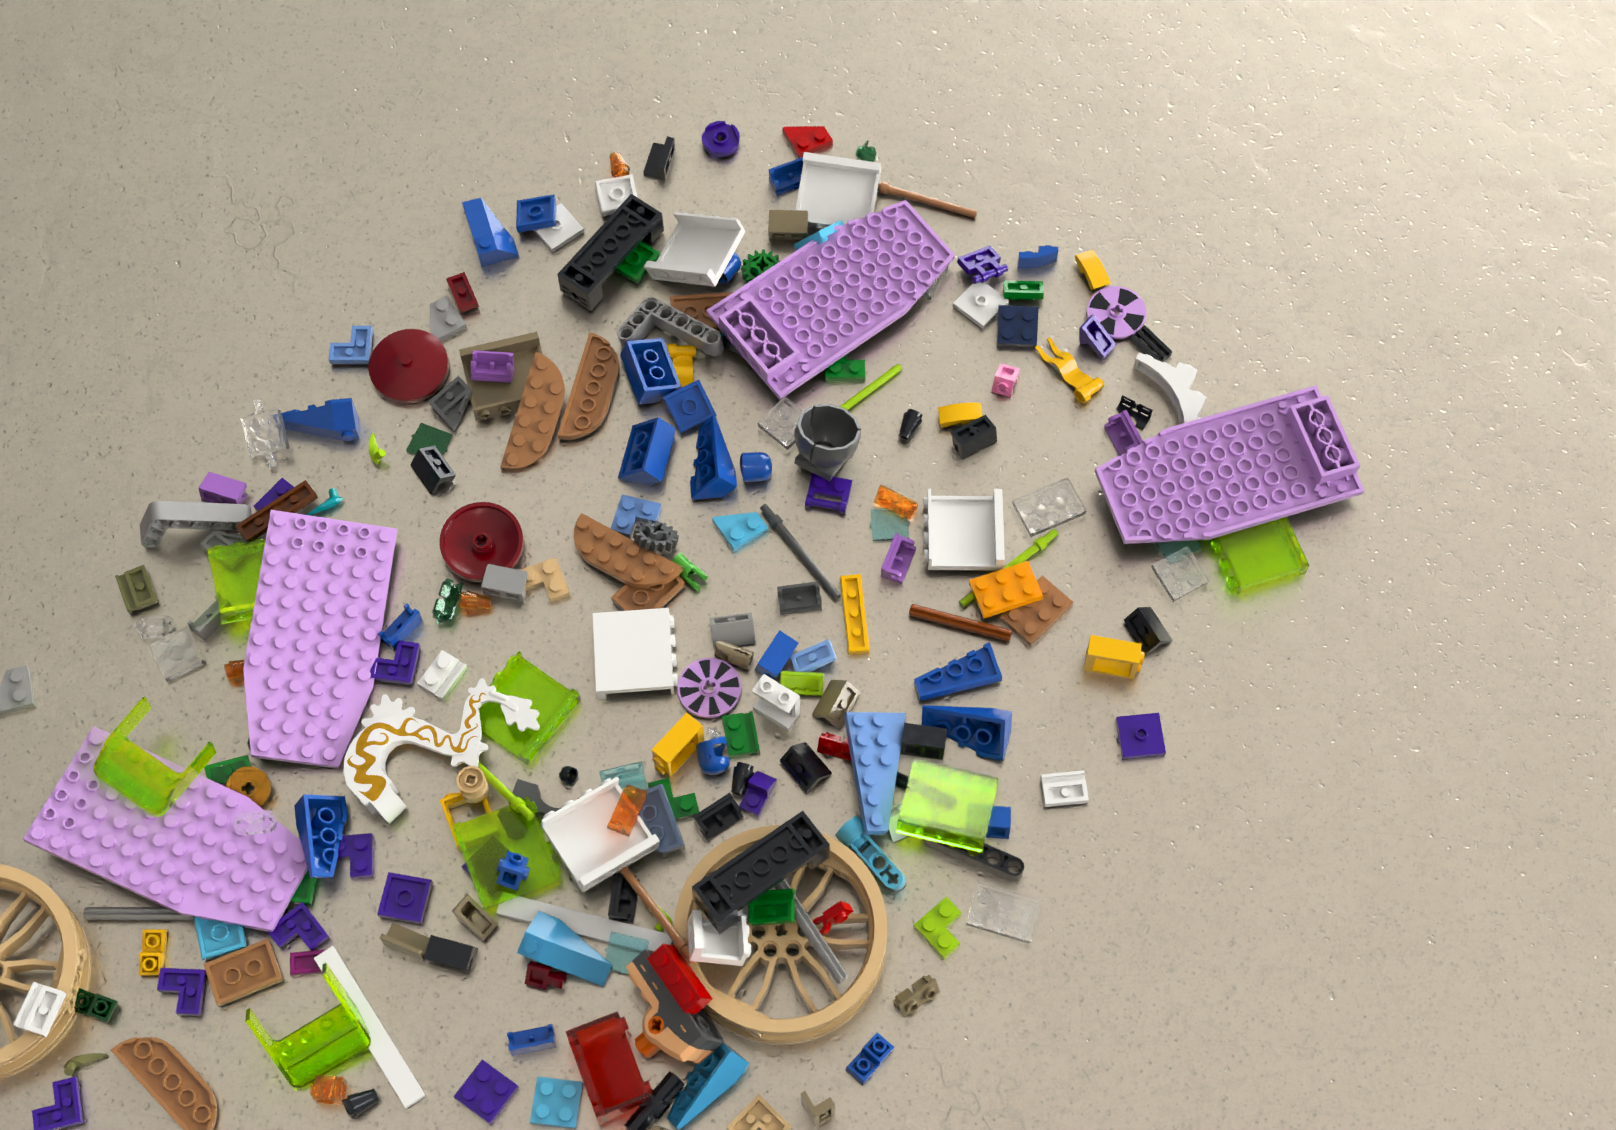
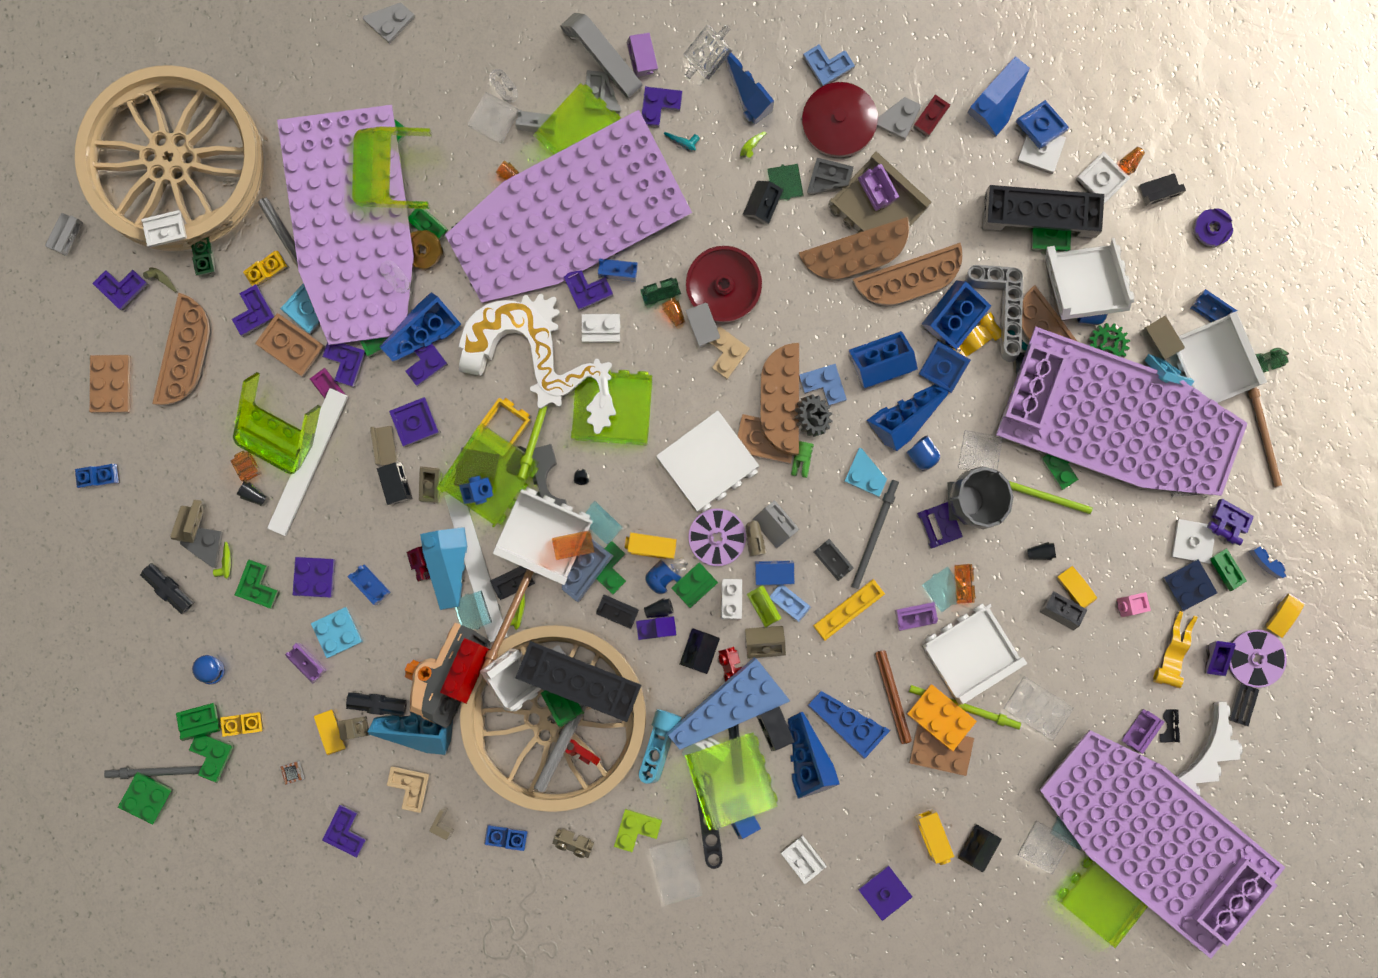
camera: 55 degrees right, 20 degrees up
(136, 589) = (523, 49): olive plate -> none
(291, 502) = (649, 109): reddish brown plate -> none
(472, 784) = (521, 416): tan wheel -> none
(608, 1067) = (377, 657): clear red windscreen -> none
(807, 138) = (1261, 299): red wing -> none

